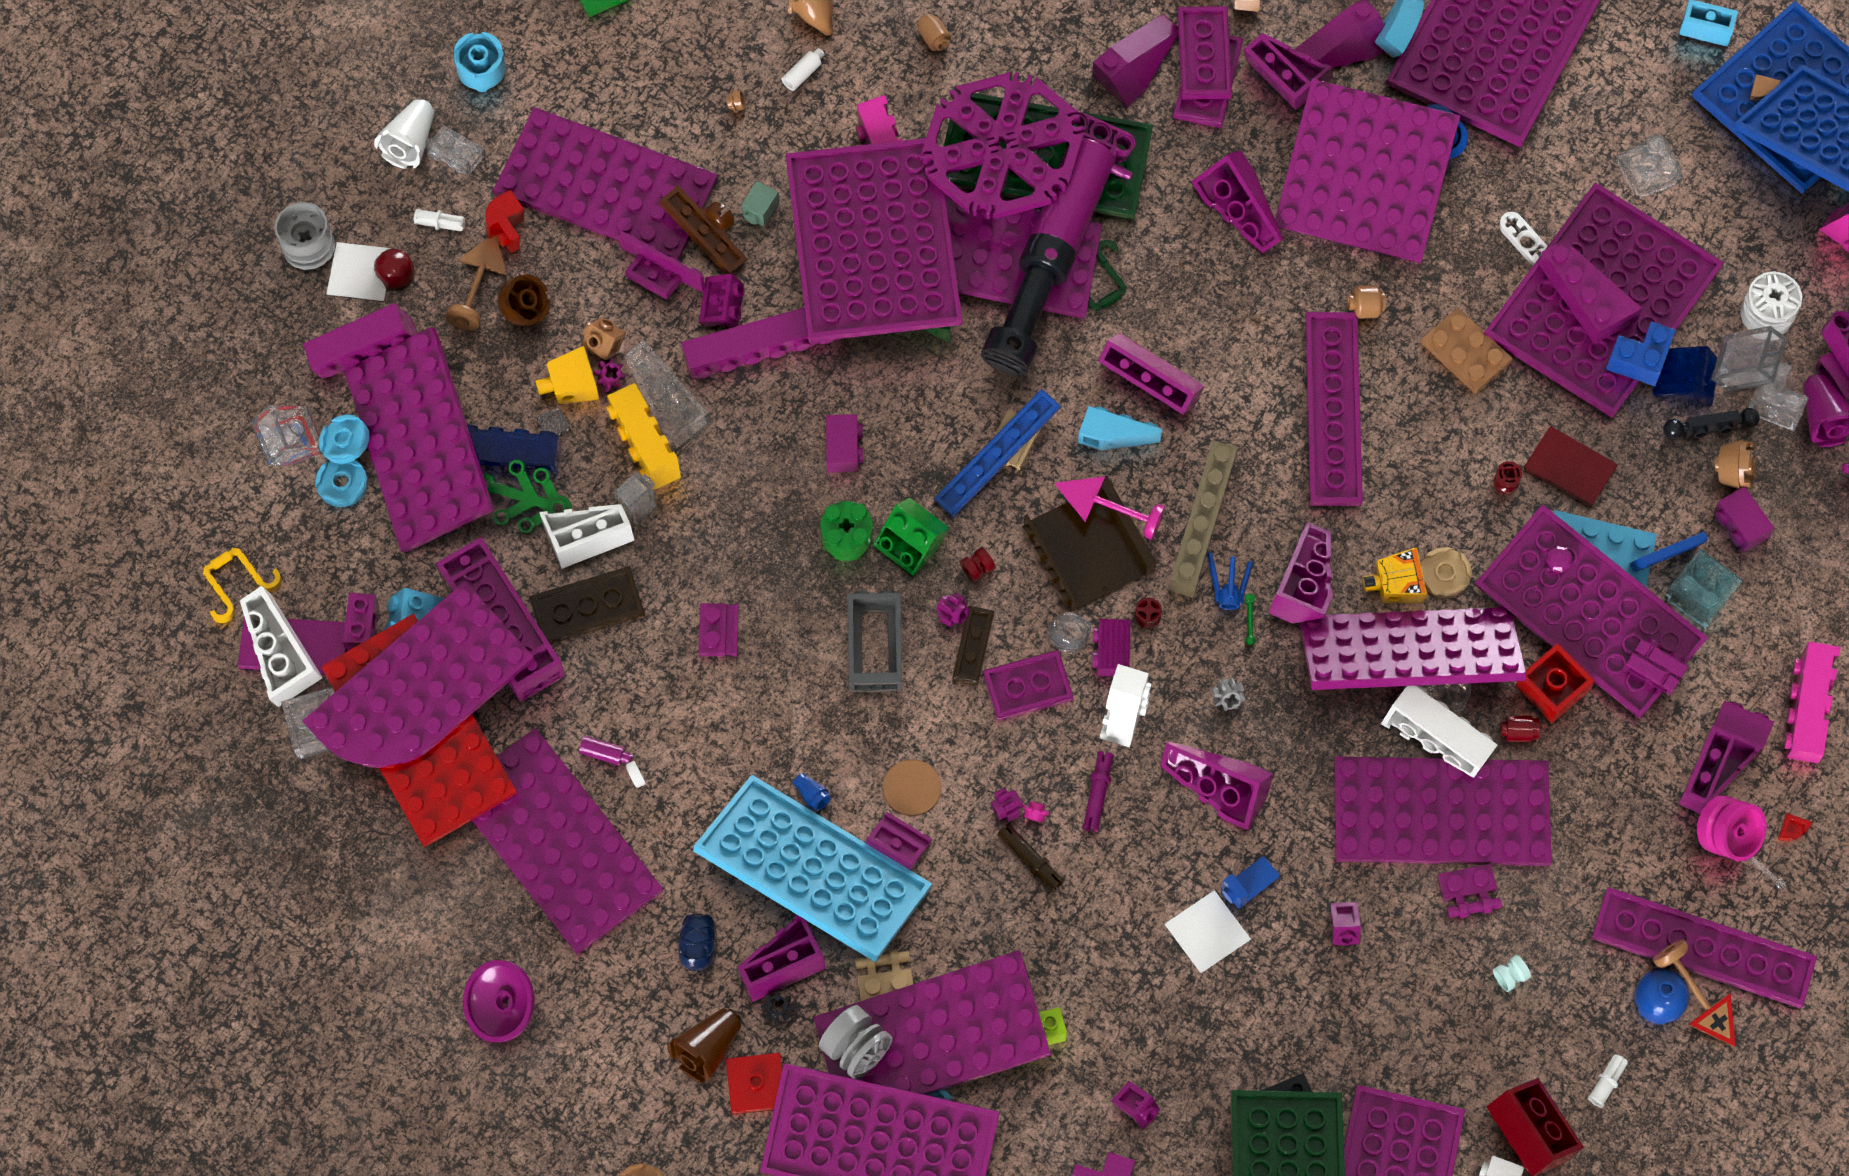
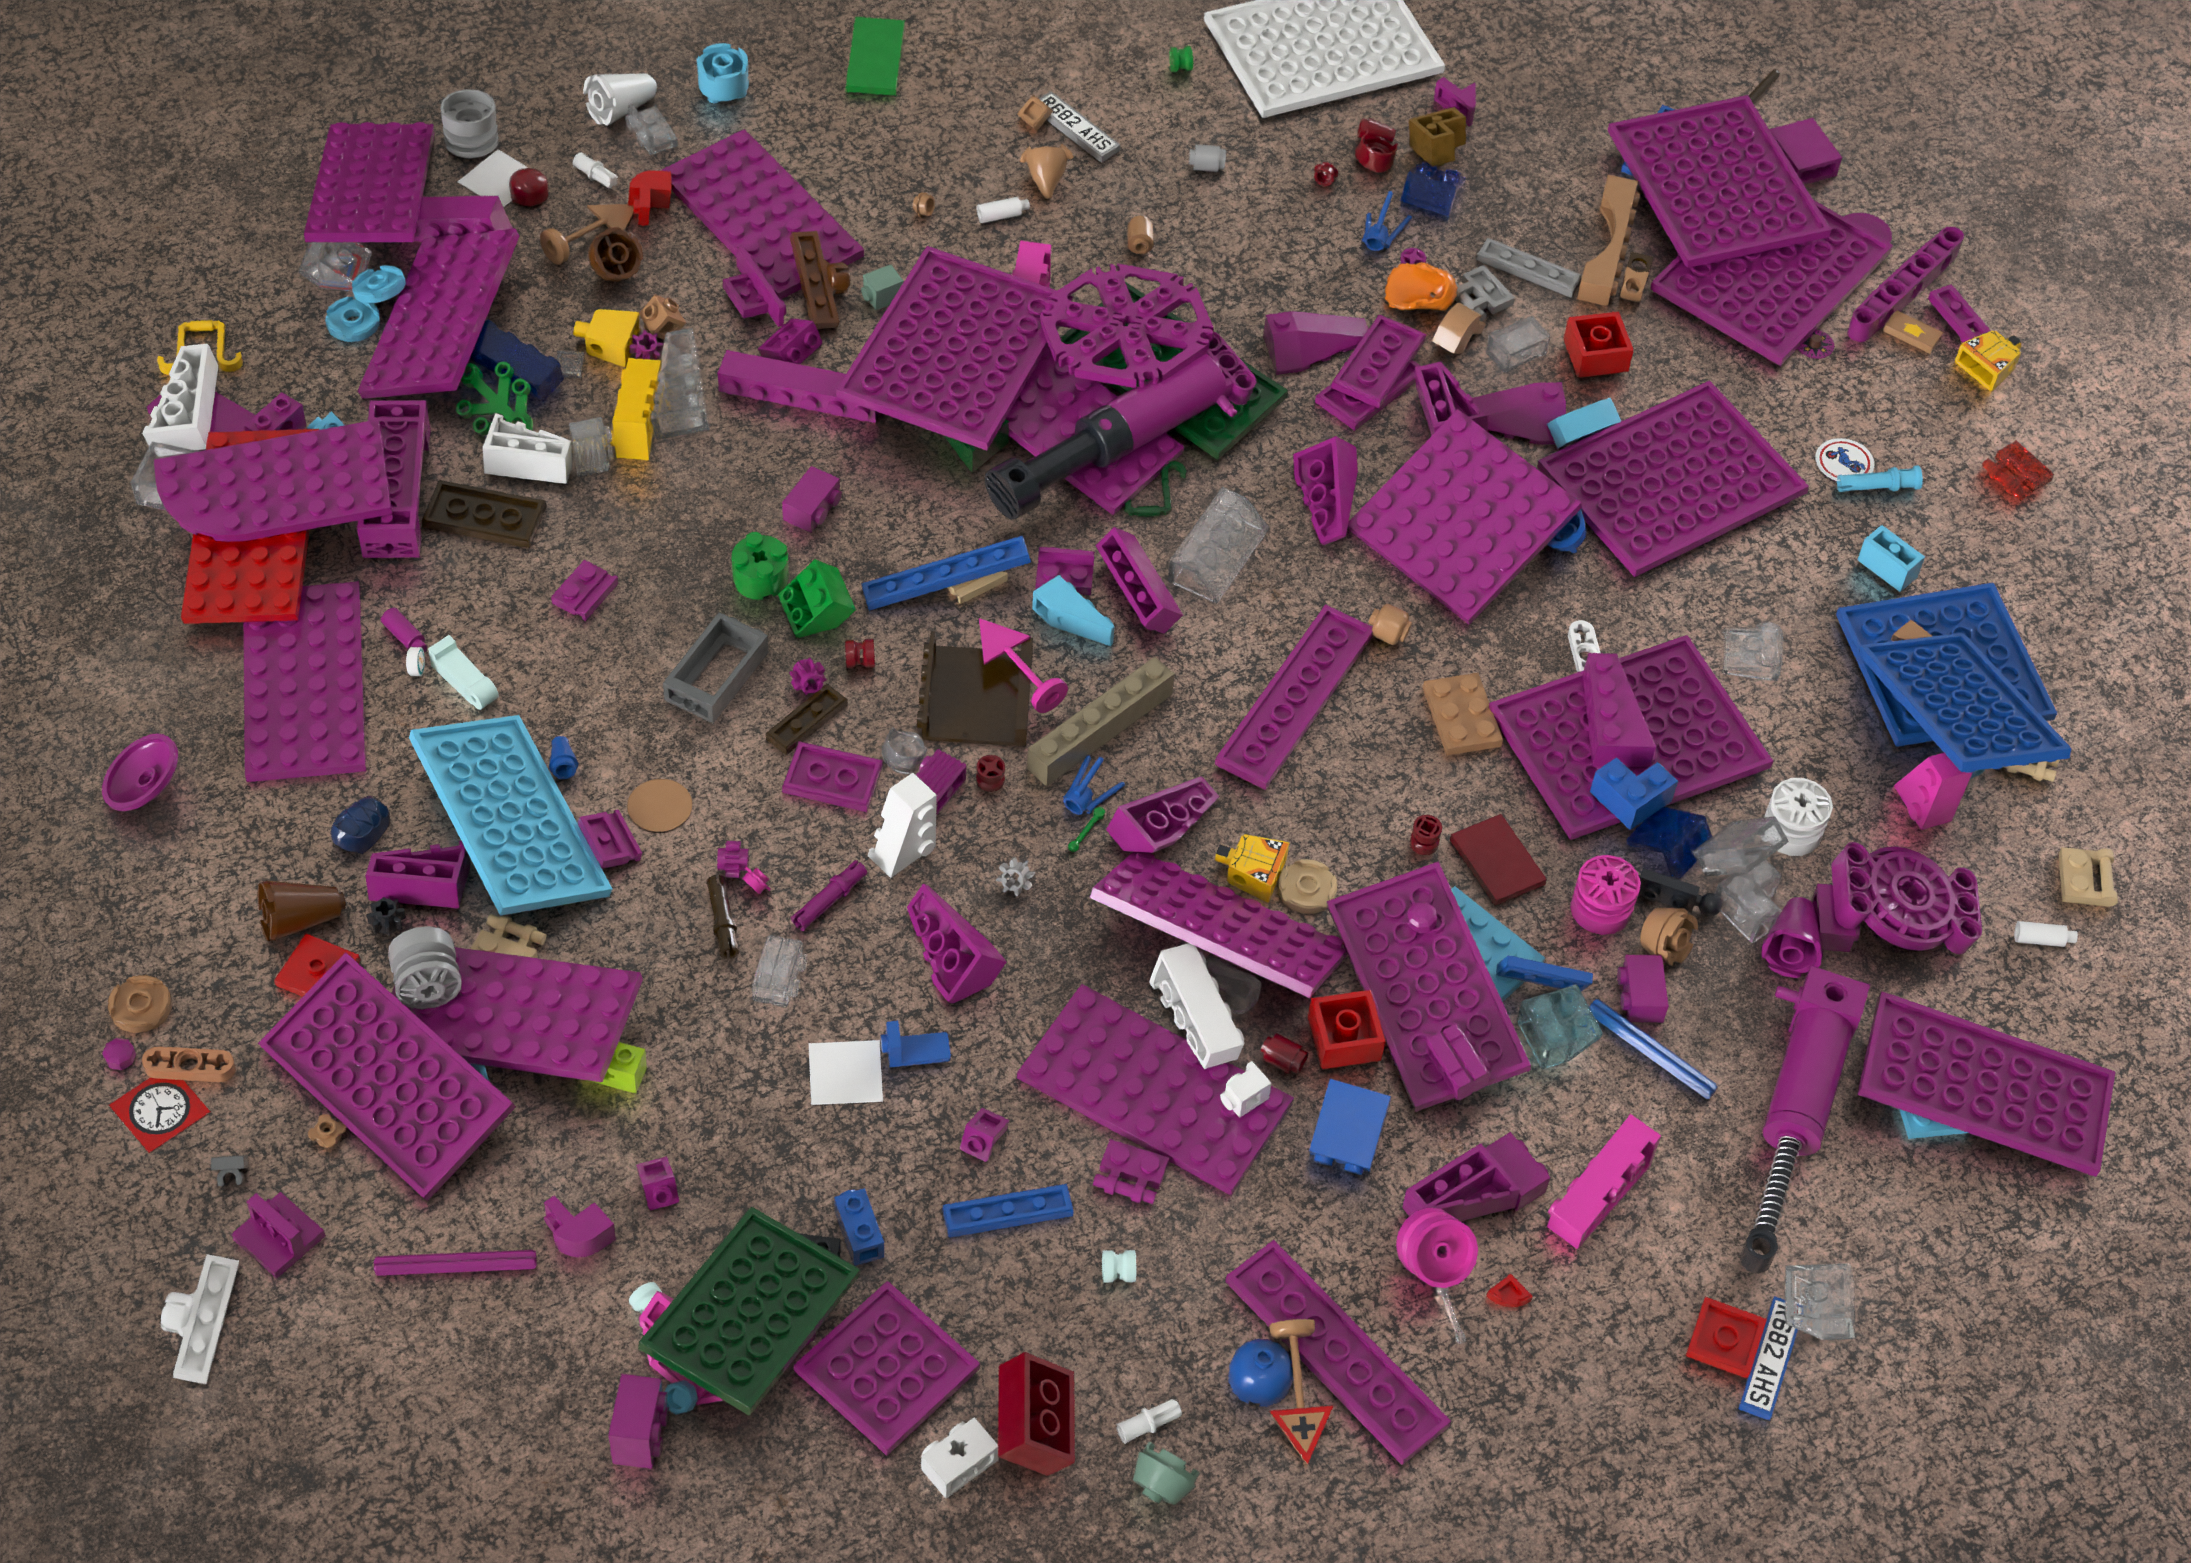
camera: 25 degrees right, 15 degrees down
(268, 345) = (370, 183): none -> magenta plate
(681, 763) = (462, 673): none -> light aqua leg
(1083, 392) = (1070, 564): none -> magenta bracket
(1105, 879) = (778, 971): none -> clear brick
(1189, 304) = (1217, 546): none -> clear slope
(1306, 1053) = (859, 1226): none -> blue brick
(1401, 974) = (1007, 1210): none -> blue tile
(1517, 779) = (1246, 1090): none -> white brick
(1605, 762) = (1349, 1126): none -> blue slope
(1650, 1119) = (1163, 1475): none -> sand green cone
(1672, 468) = (1605, 894): none -> dark pink wheel
(1777, 566) = (1653, 1049): none -> axle

